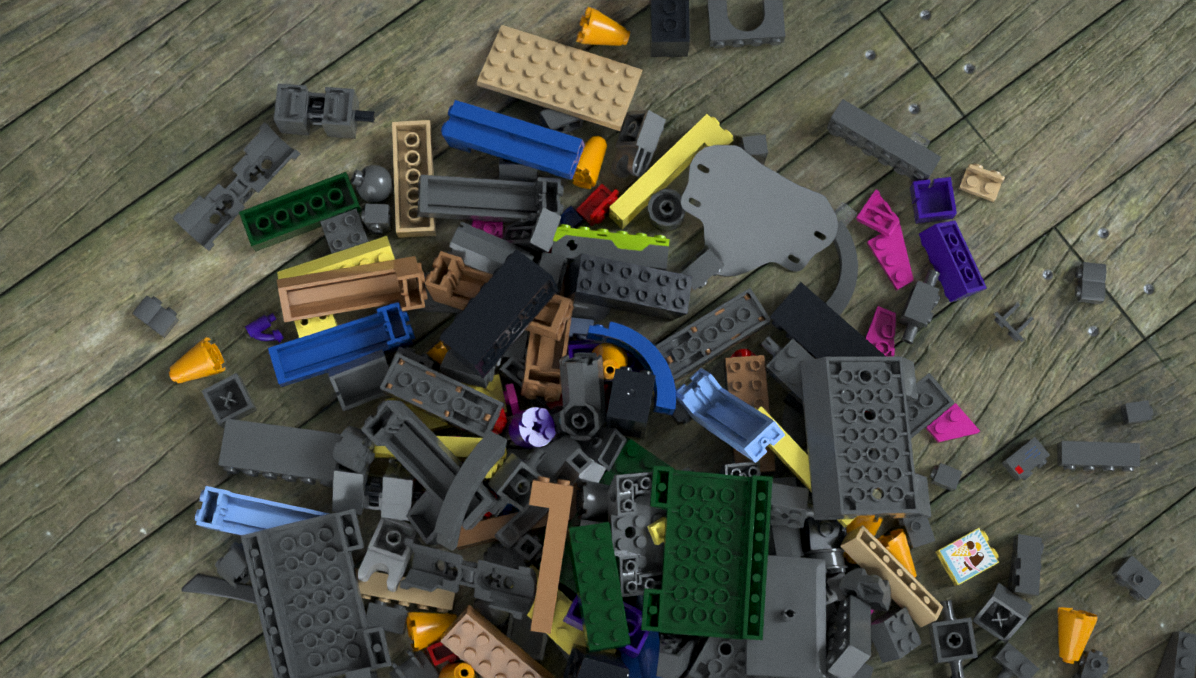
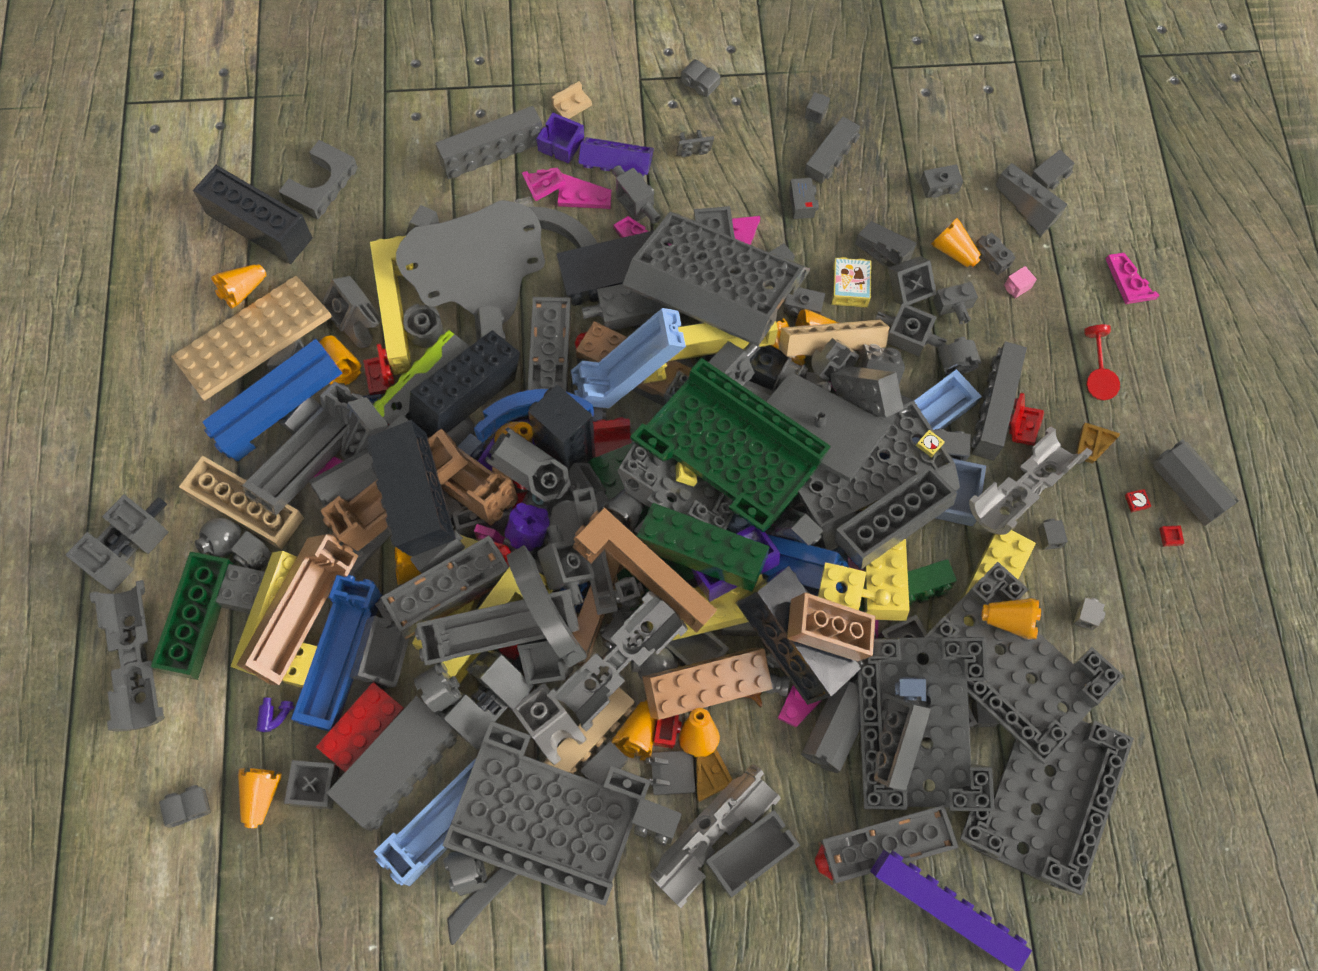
camera: 60 degrees left, 10 degrees down
(296, 407) = (359, 727): none -> red brick
(668, 441) = (611, 435): none -> red bracket

